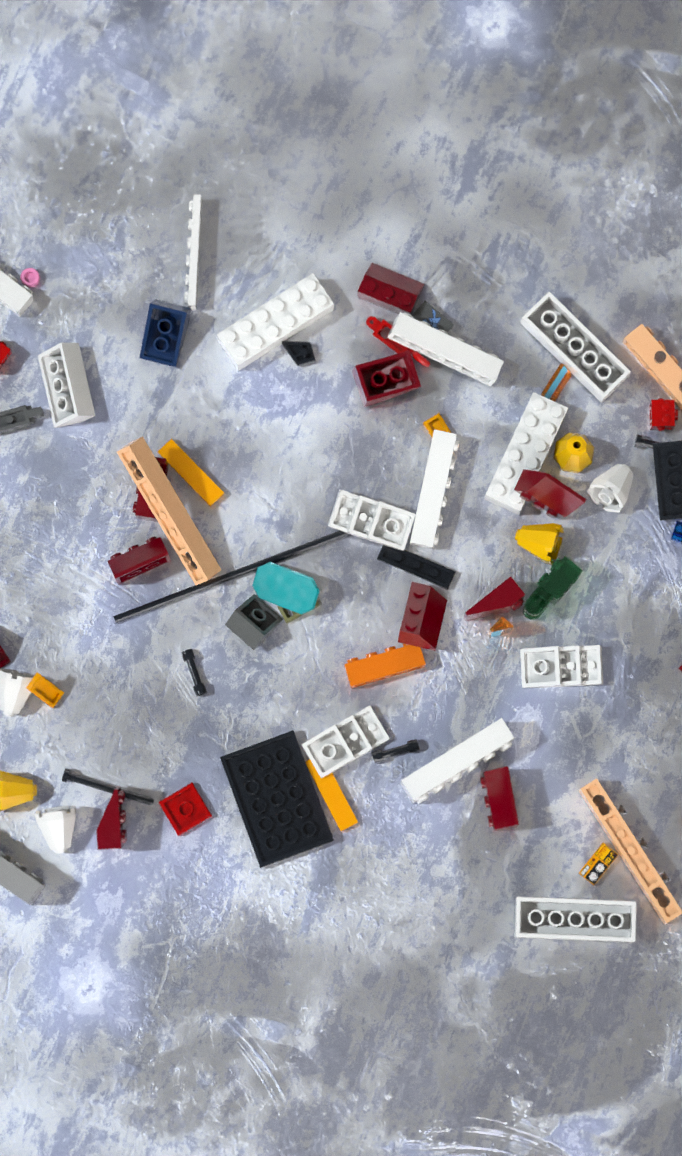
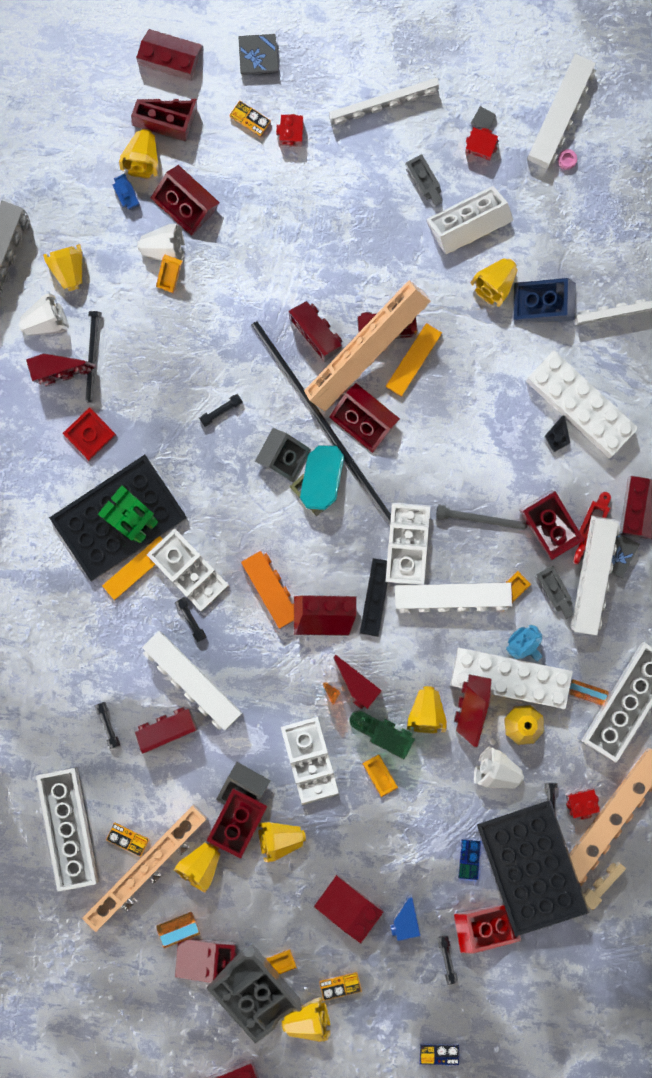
camera: 75 degrees right, 5 degrees up
(134, 374) = (495, 281): none -> yellow cone
(236, 533) = (364, 417): none -> dark red slope
(283, 779) = (128, 515): none -> green hips
(348, 480) = (443, 513): none -> dark grey piece
(451, 390) = (556, 591): none -> dark grey hinge
(495, 430) = (525, 643): none -> dark azure tile
(498, 856) = (102, 709): none -> black bar
(575, 738) = (245, 781): none -> dark grey slope
(591, 602) = (380, 775): none -> light orange tile
(607, 750) = (236, 823): none -> dark red slope
(632, 714) = (279, 840): none -> yellow cone
(641, 797) = (199, 866): none -> yellow cone

